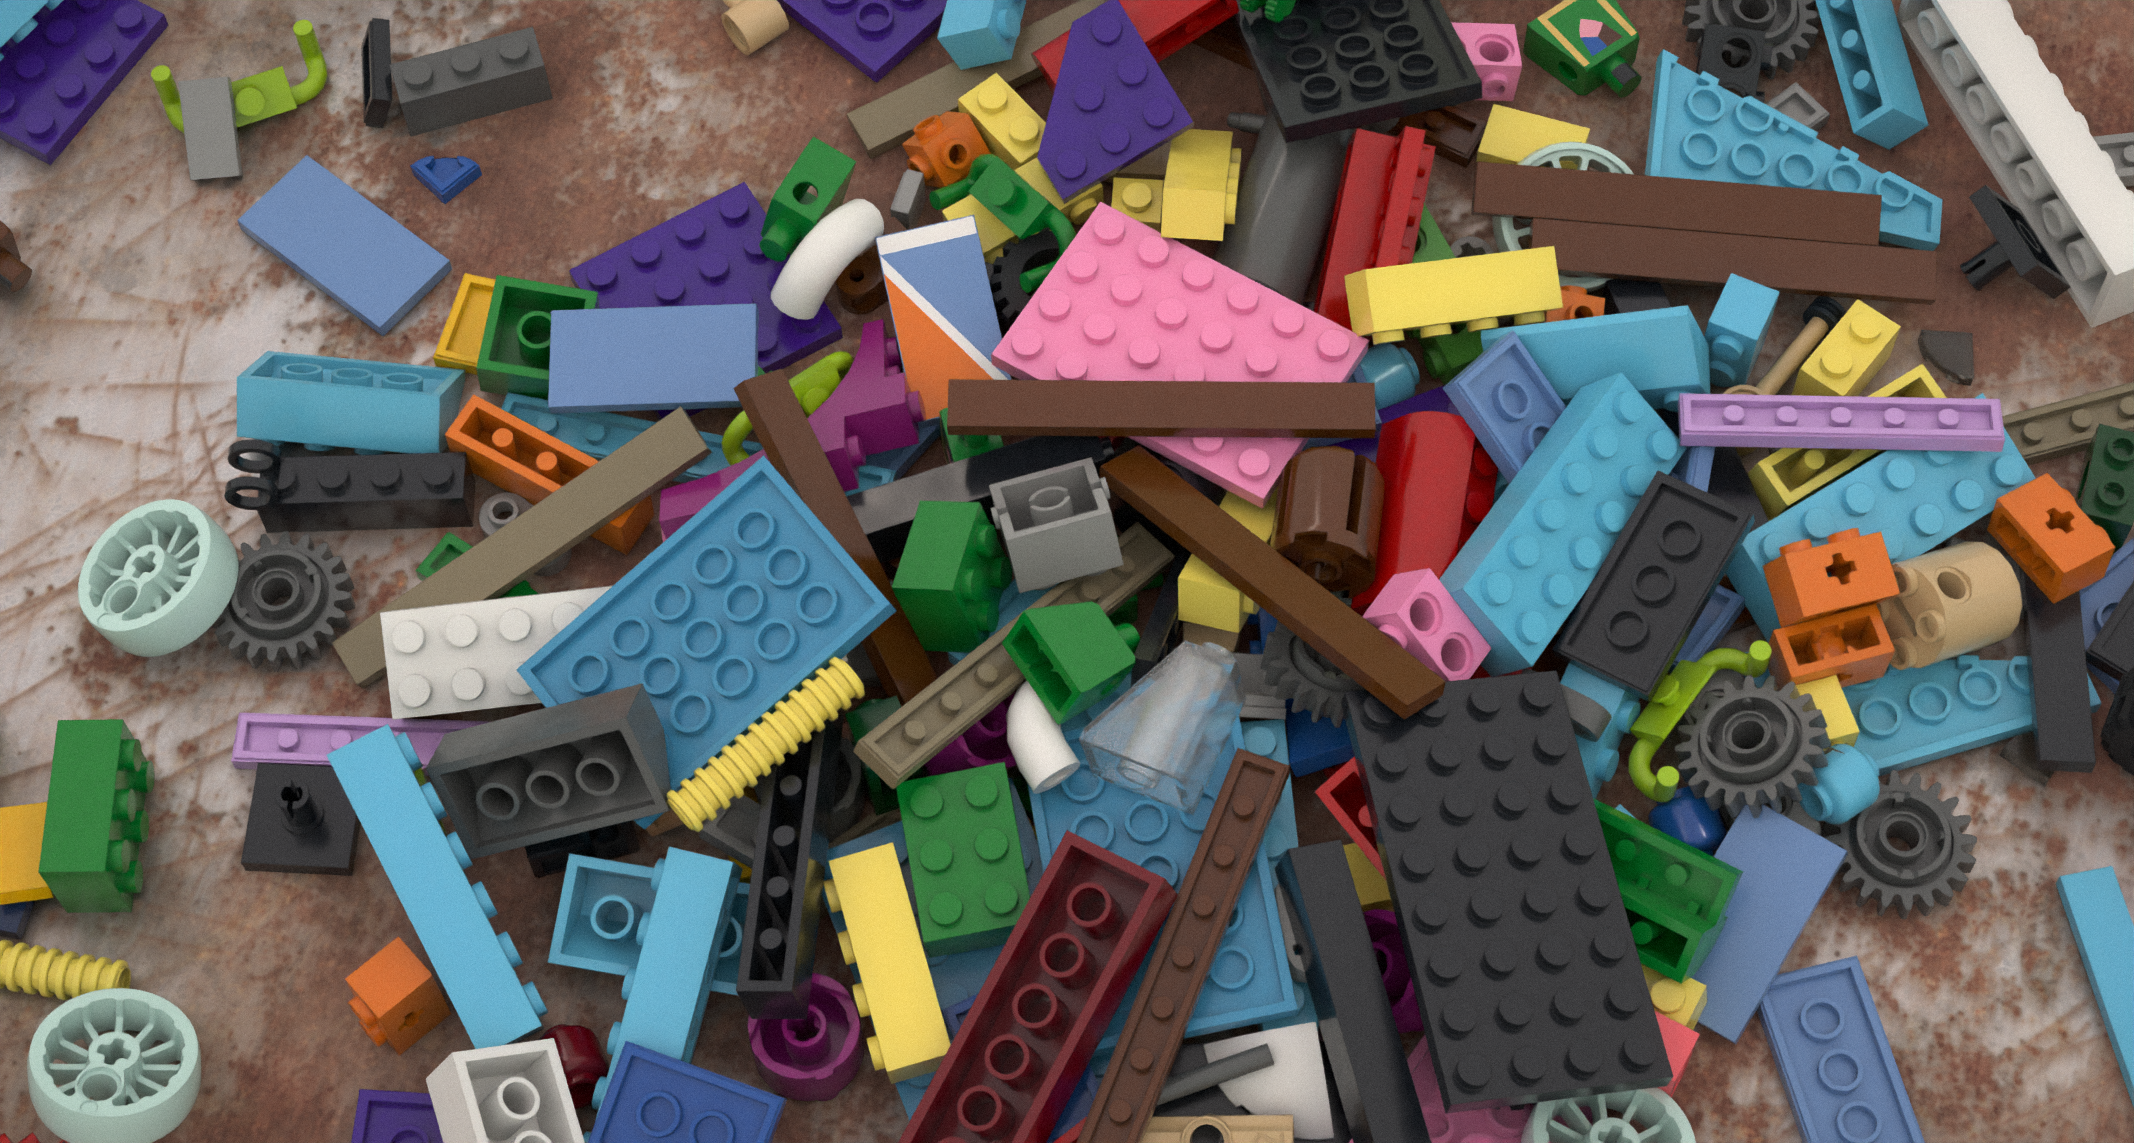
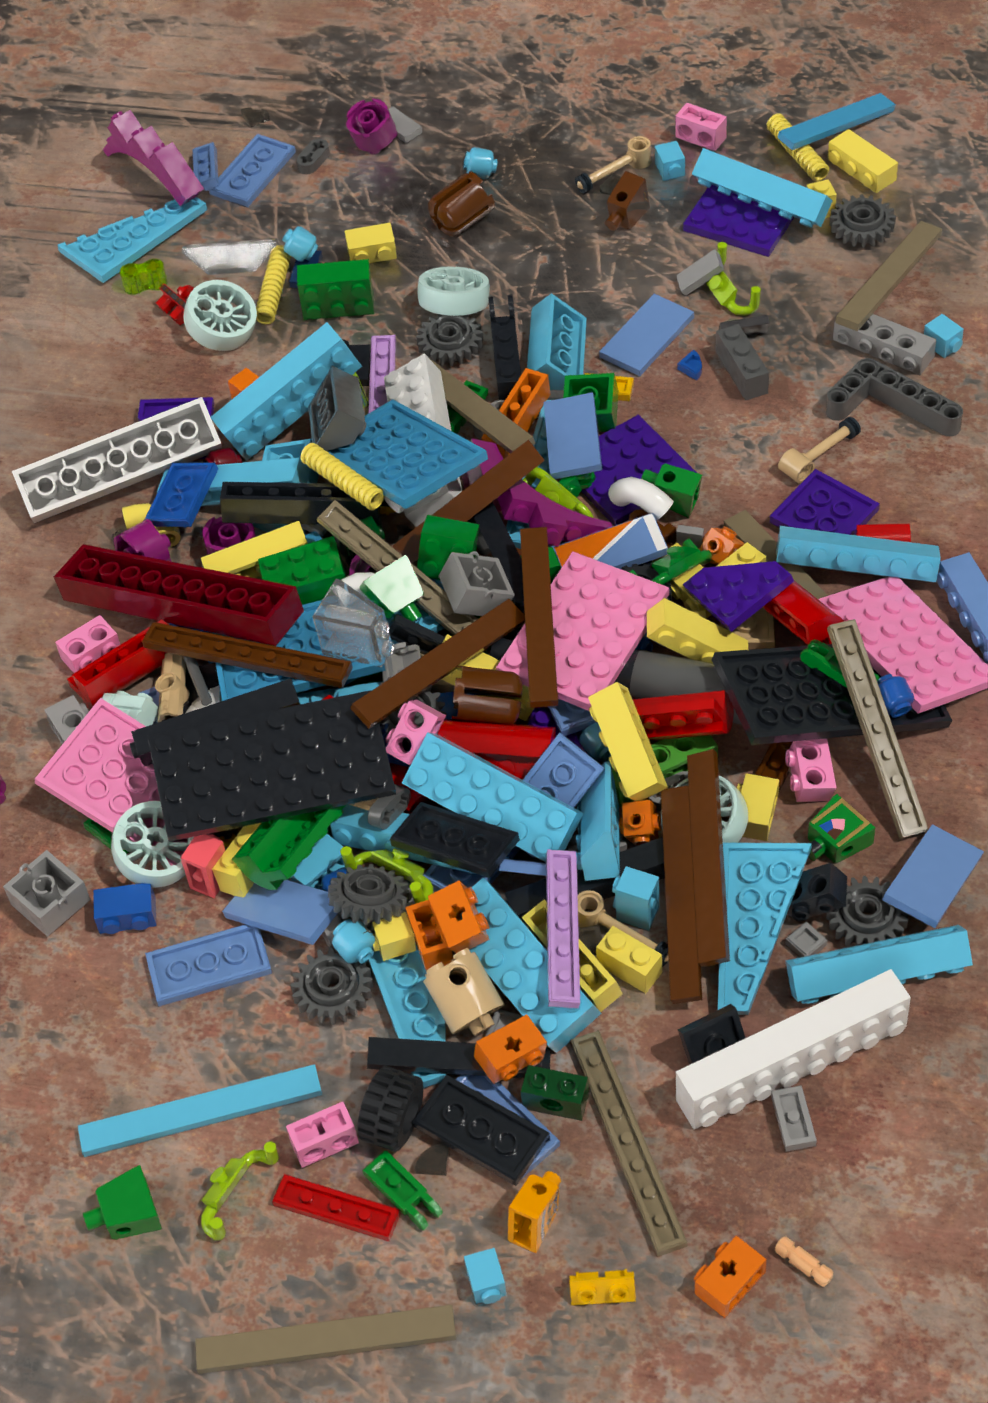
camera: 90 degrees right, 10 degrees down
(1949, 353) = (645, 1020): clear smoke tile -> none

